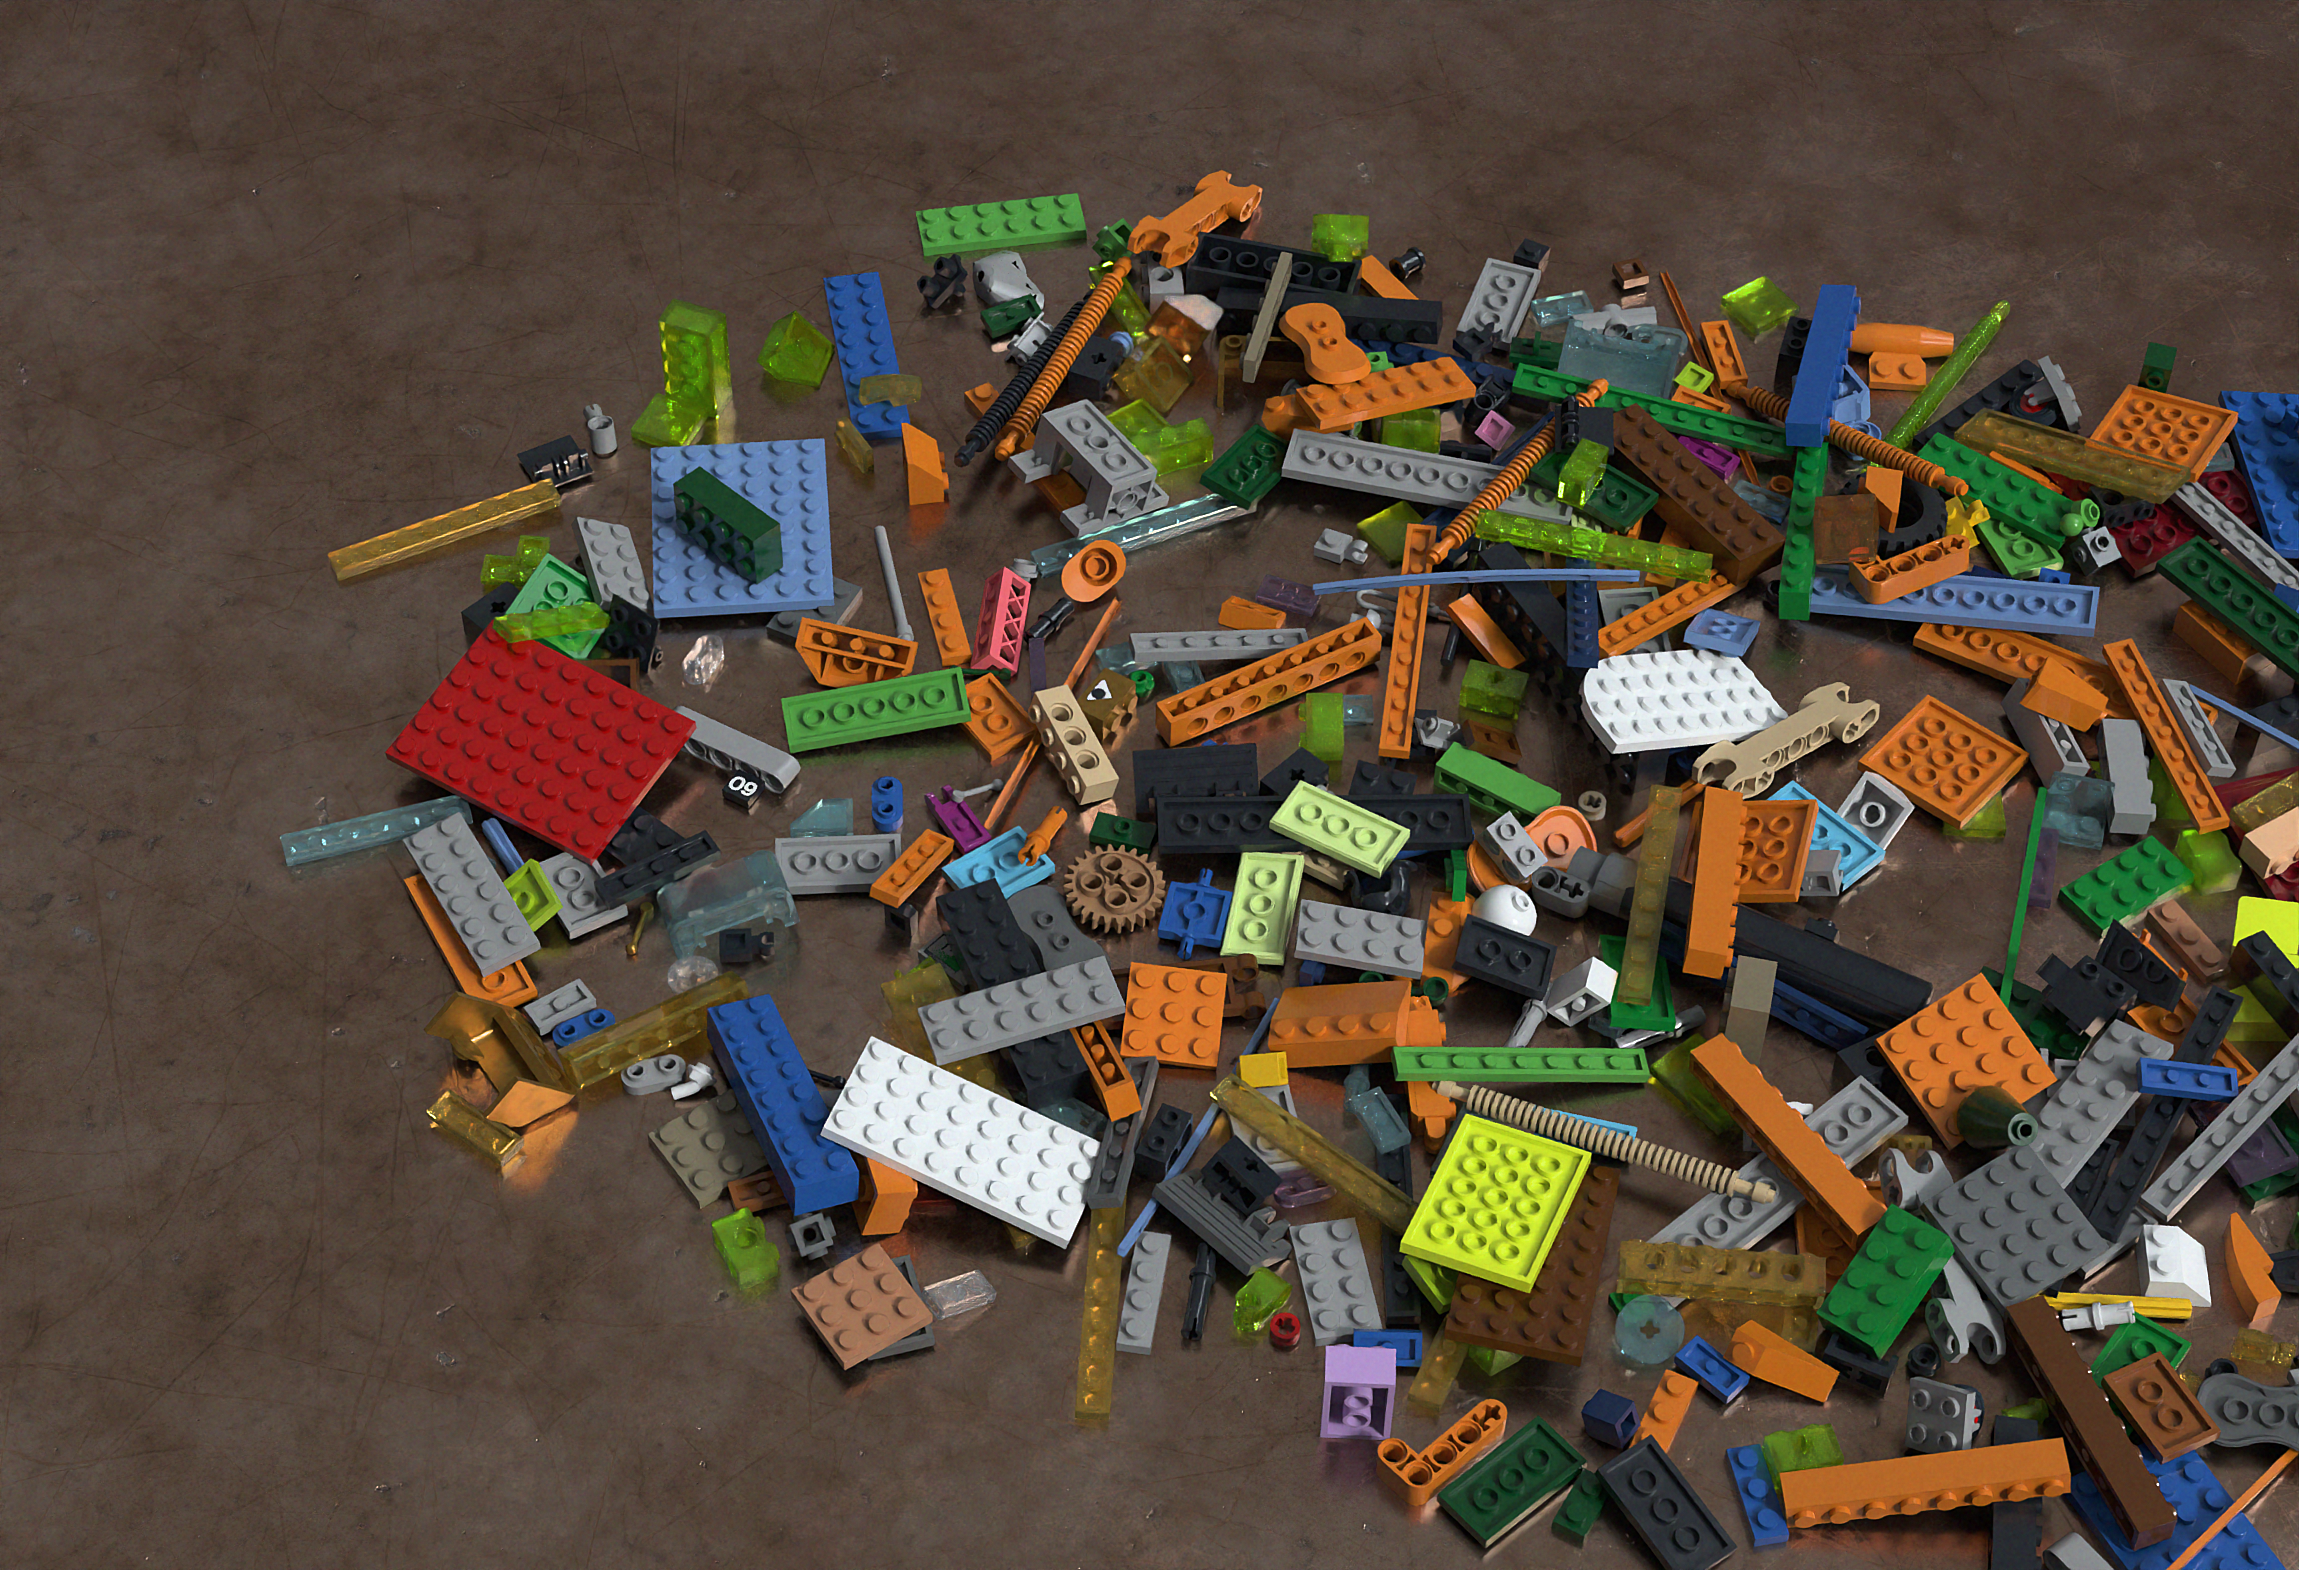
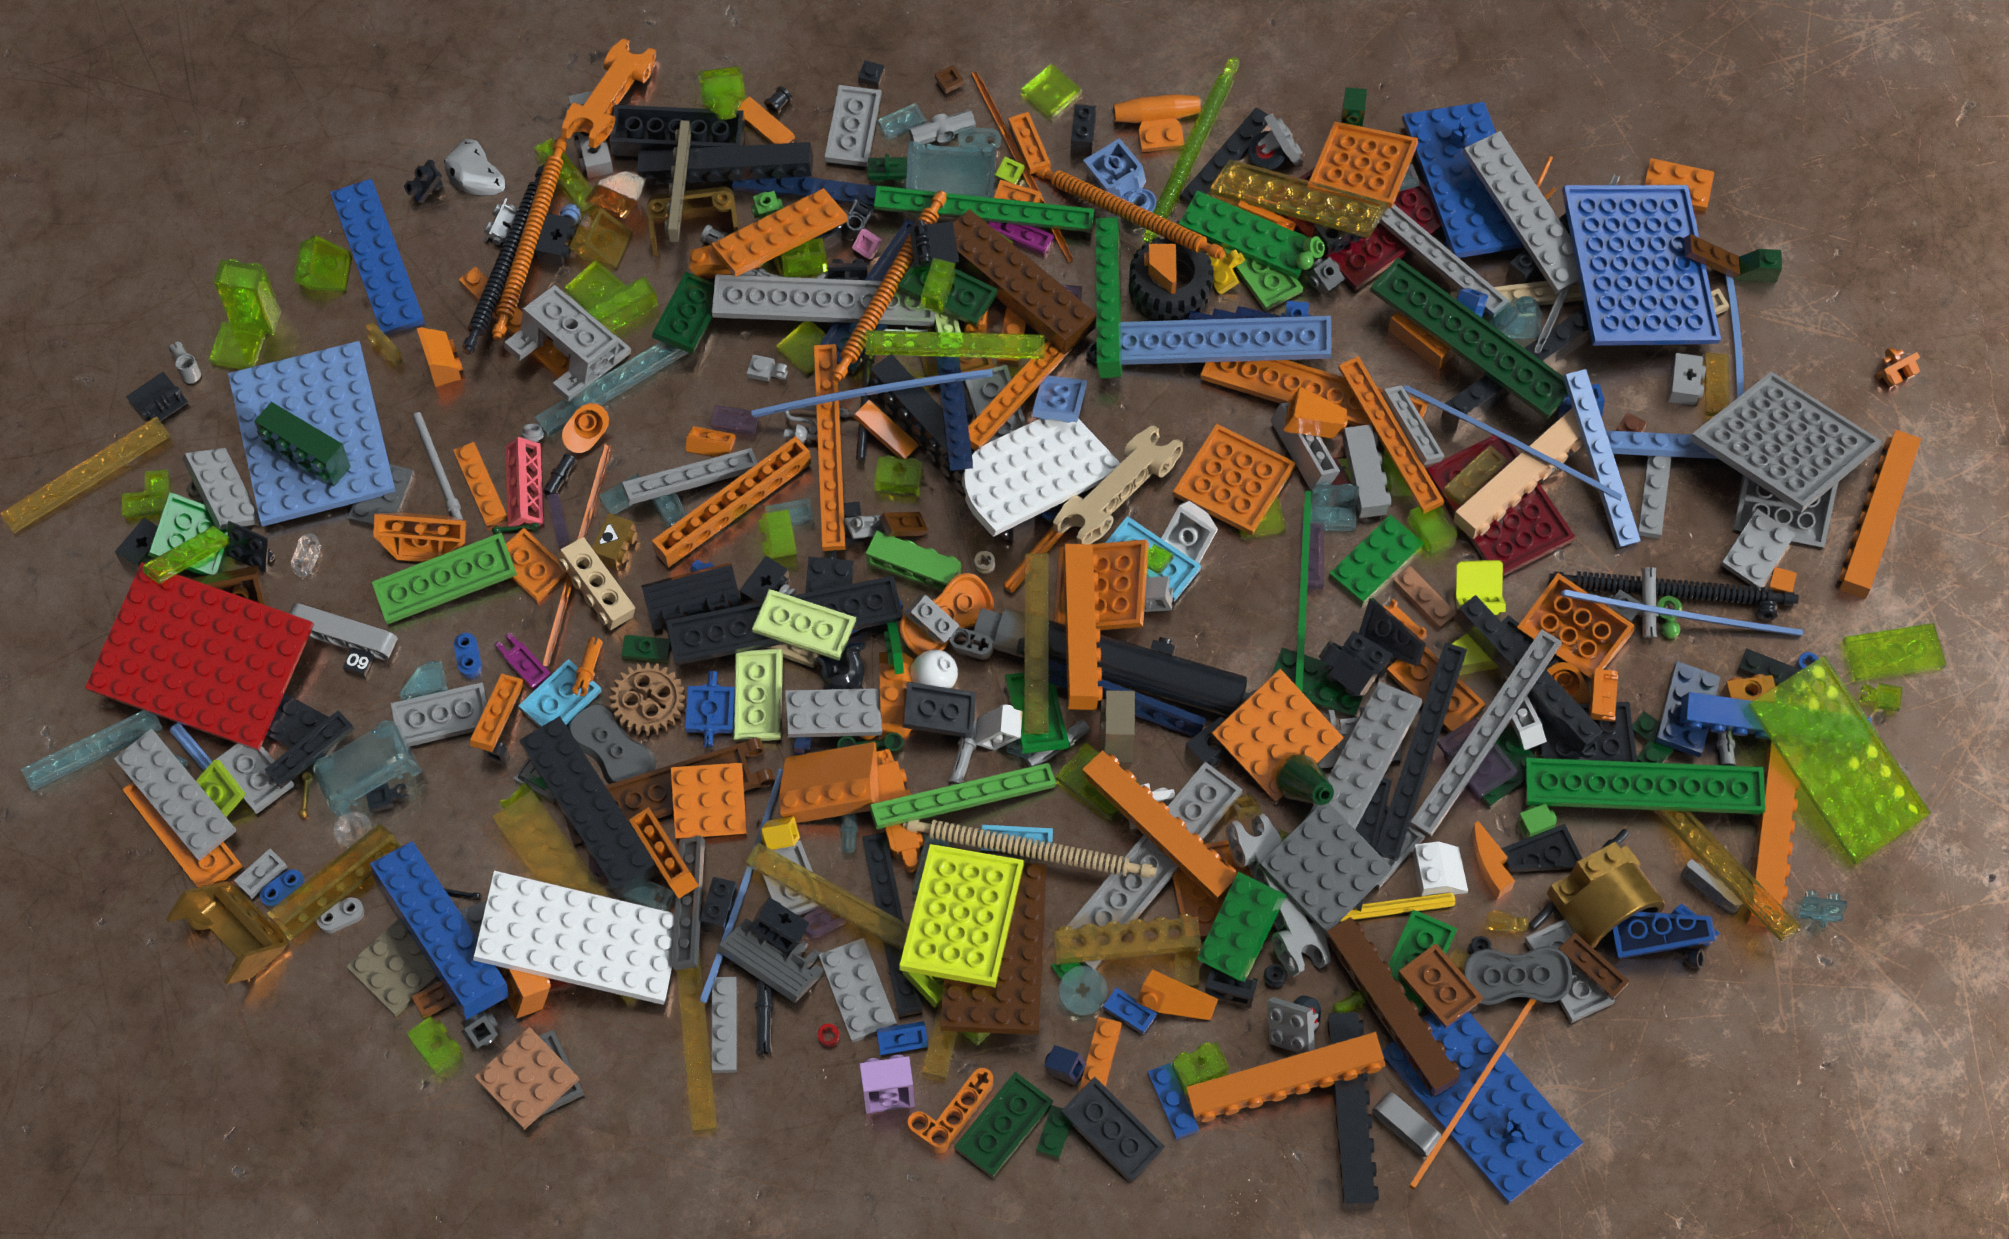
camera: 10 degrees left, 15 degrees up
(471, 1127) = (212, 982): clear yellow plate -> none
(700, 1077) = (375, 913): white plate -> none
(894, 387) = (402, 289): clear yellow slope -> none
(958, 795) = (520, 642): light grey hinge -> none
(958, 1294) = (594, 1054): clear plate -> none
(1000, 224) = (458, 115): bright green plate -> none
(1010, 315) = (481, 202): dark green plate -> none
(1021, 1010) = (598, 827): light grey plate -> none
(1113, 241) = (550, 122): bright green brick -> none
(1144, 682) = (642, 516): green plate -> none
(1260, 1299) = (809, 1012): clear neon green piece -> none
(1323, 340) = (732, 208): orange plate -> none
(1380, 1120) = (870, 860): clear light blue plate -> none
(1477, 344) = (841, 169): black plate -> none
(1764, 501) = (1073, 273): clear light blue plate -> none
(1781, 485) = (1086, 253): orange plate -> none
(1822, 366) = (1104, 151): blue brick -> none
(1829, 831) = (1158, 559): none -> clear neon green plate
(1846, 528) = (1139, 300): clear orange slope -> none
(1910, 571) = (1217, 307): orange beam -> none
(2098, 1316) = (1391, 919): white pin -> none
(2187, 1080) = (1433, 727): blue plate -> none

